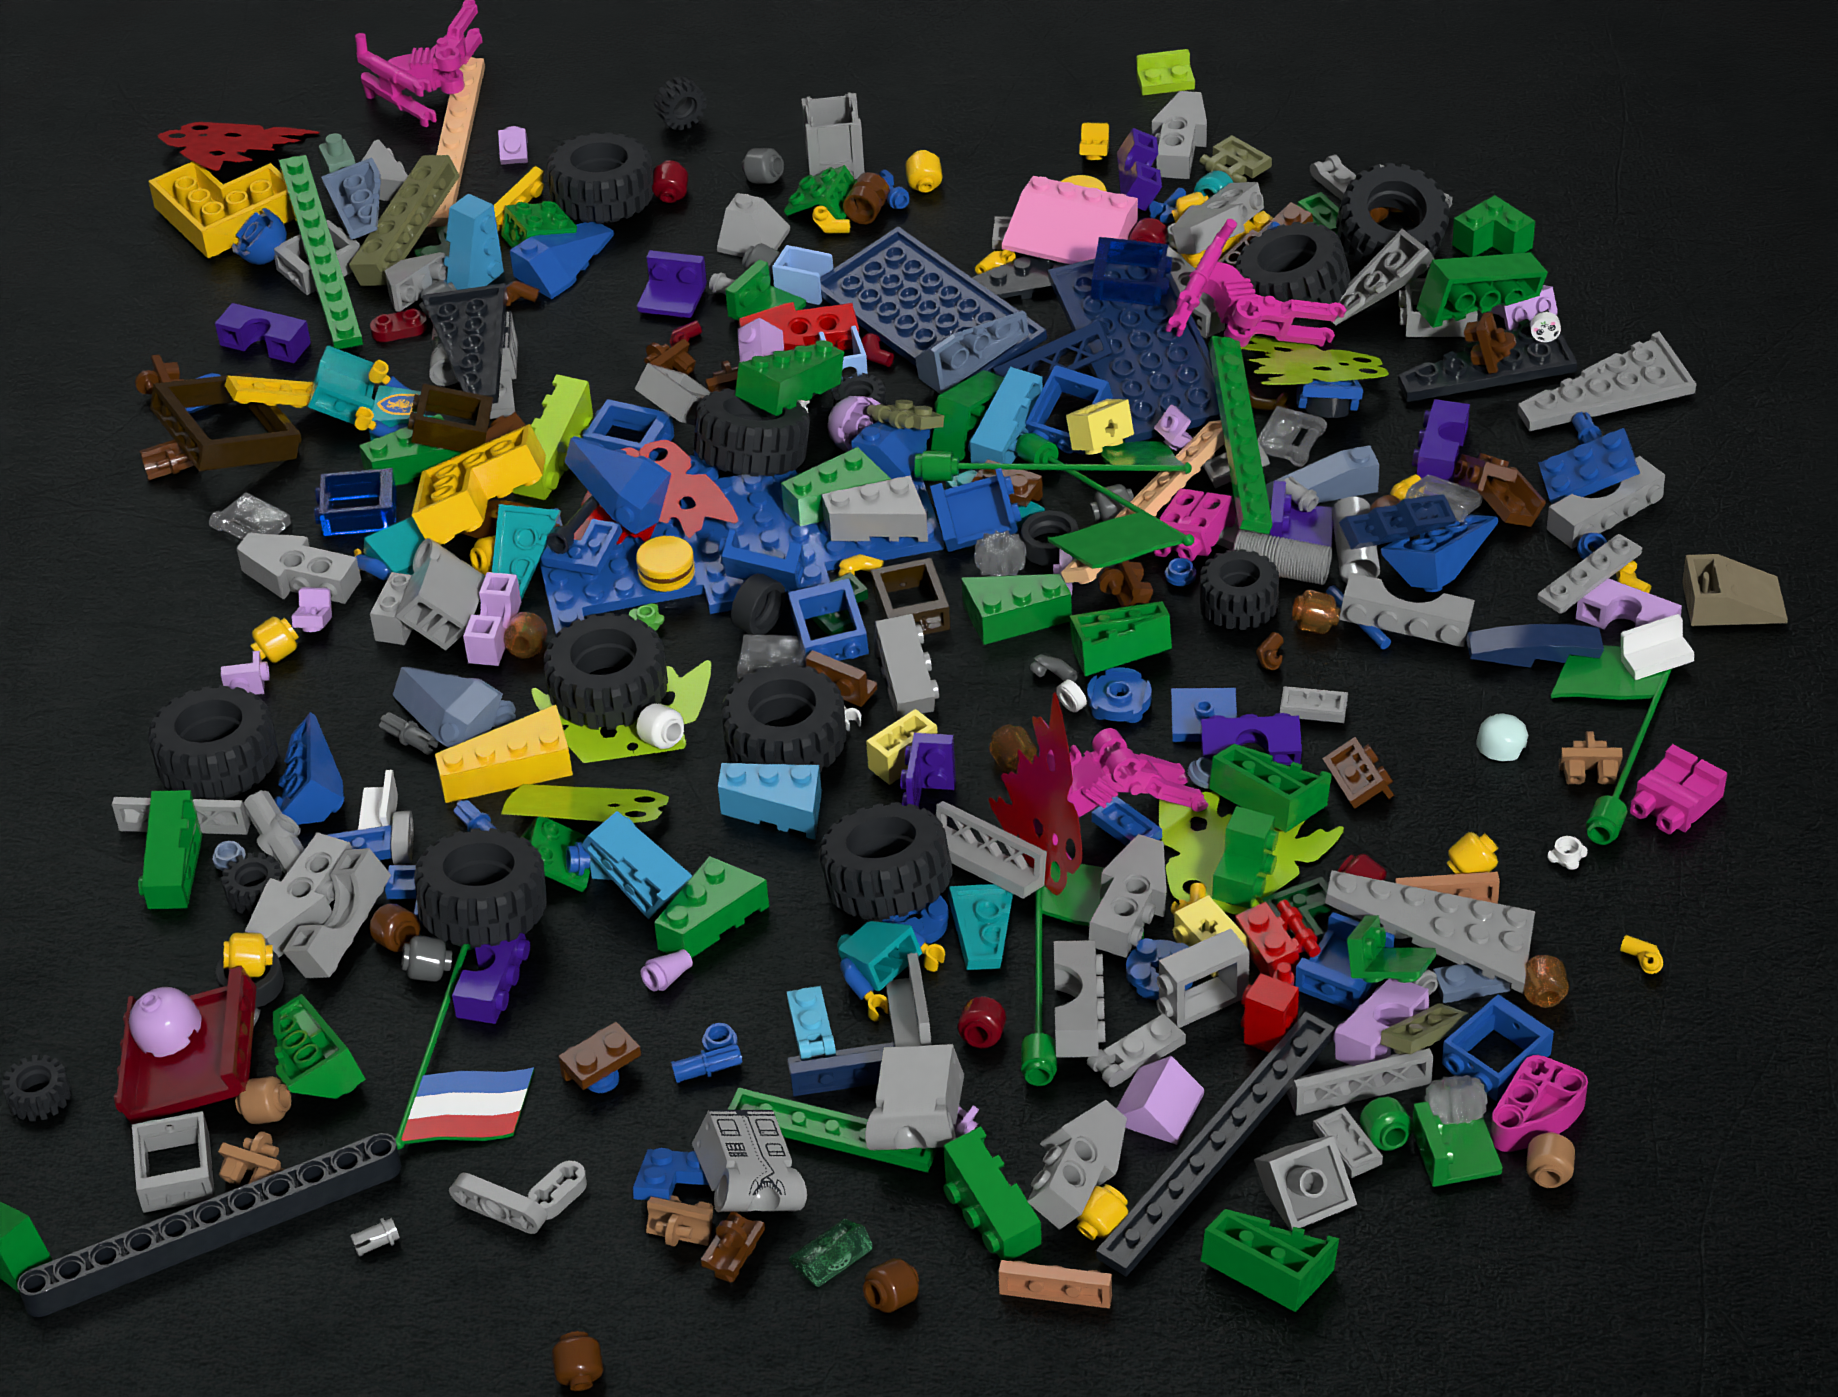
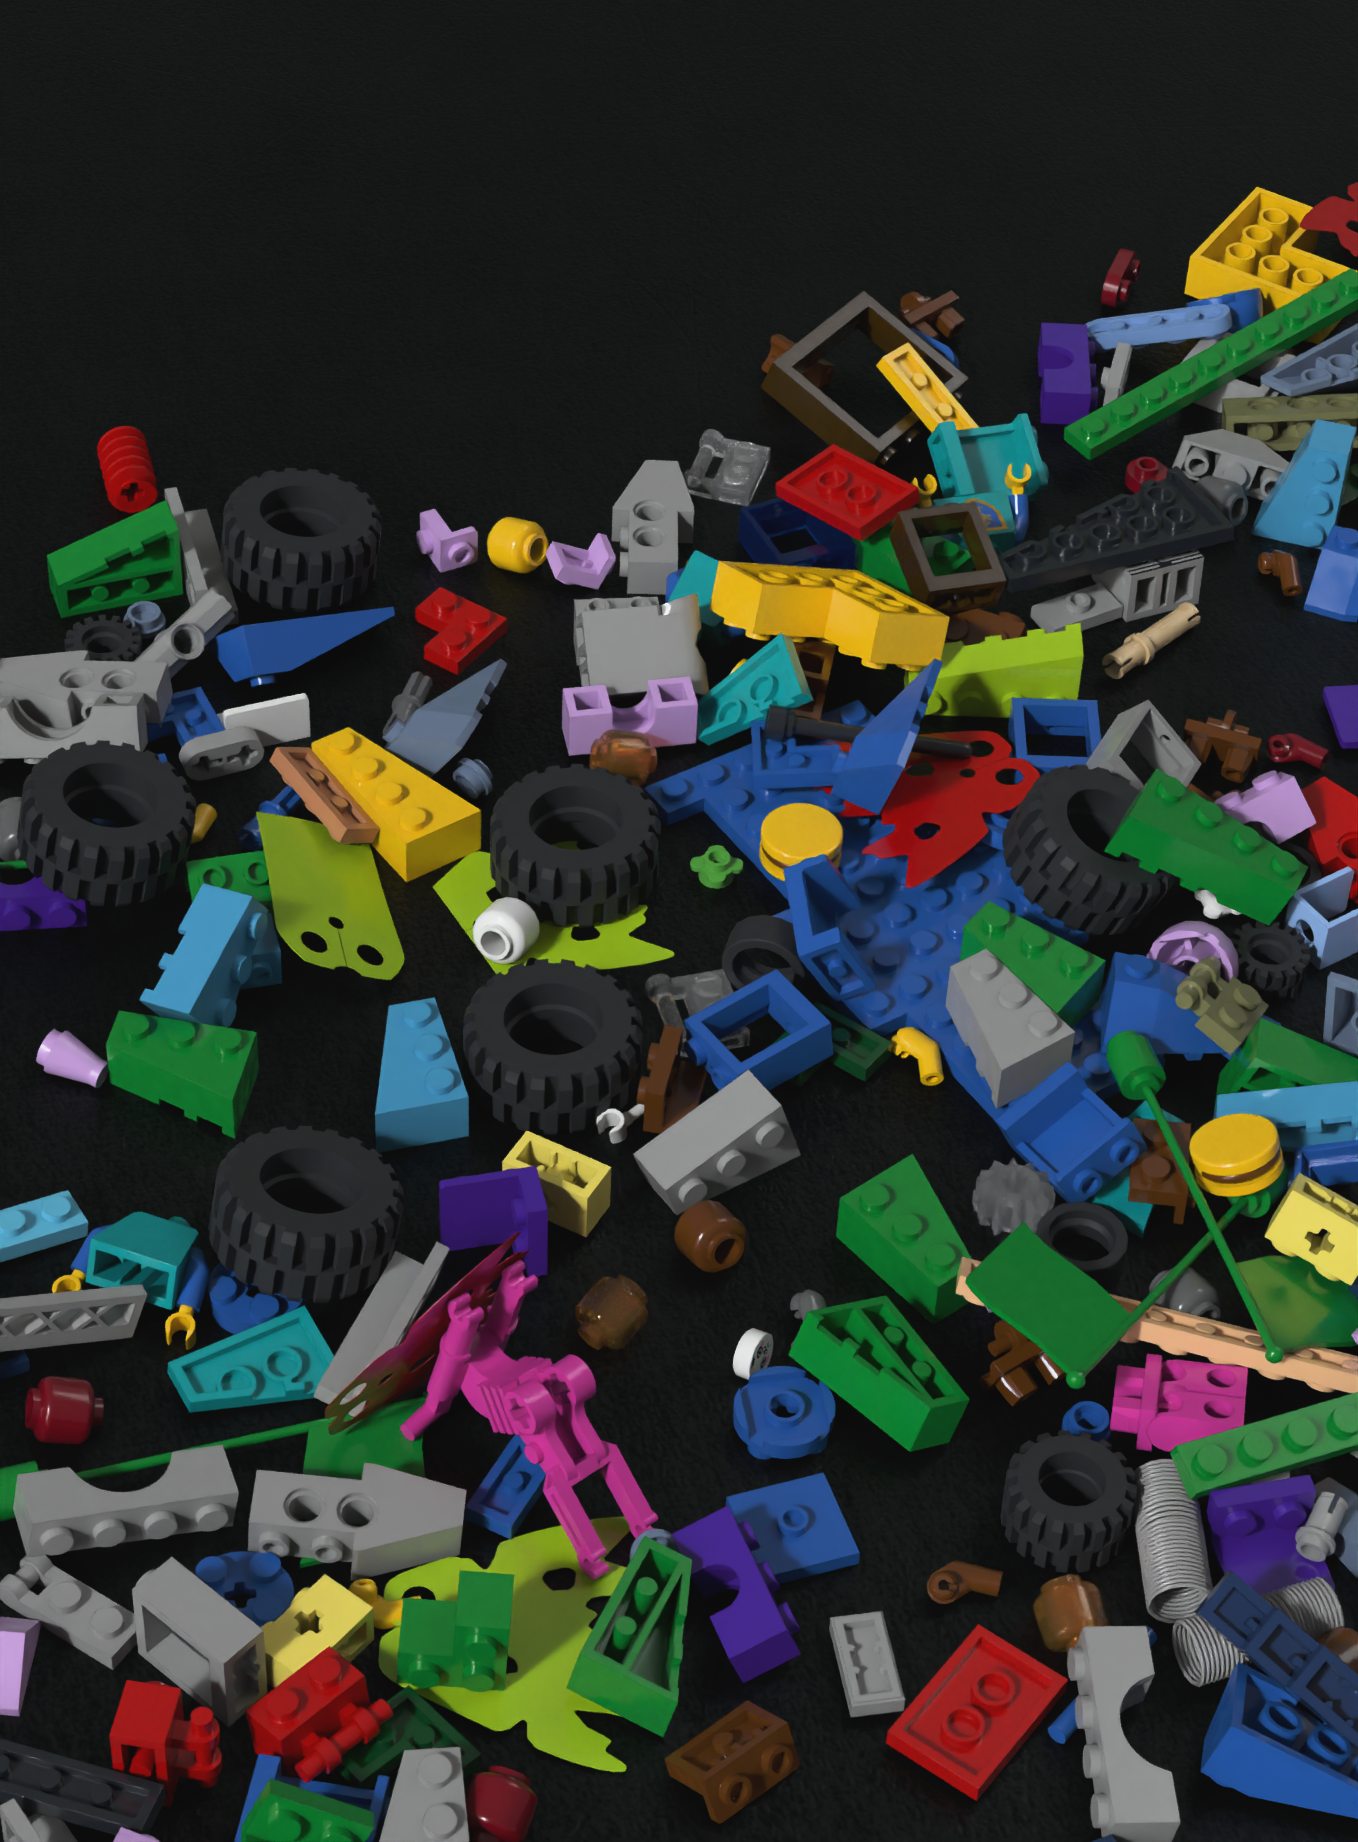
camera: 65 degrees right, 0 degrees up
(55, 833) = (127, 469): none -> red piece
(178, 280) = (1119, 278): none -> dark red plate
(257, 268) = (1160, 326): none -> medium blue plate
(285, 306) = (1115, 378): none -> light grey plate
(337, 687) = (463, 629): none -> red plate
(353, 450) = (847, 492): none -> red plate
(490, 784) = (324, 795): none -> nougat plate
(544, 360) = (1141, 647): none -> tan pin
(932, 615) = (841, 1149): dark brown window -> none
(971, 691) = (710, 1236): none -> reddish brown head
(1030, 440) = (1236, 1155): none -> yellow head
(1363, 668) = (977, 1712): none -> red plate

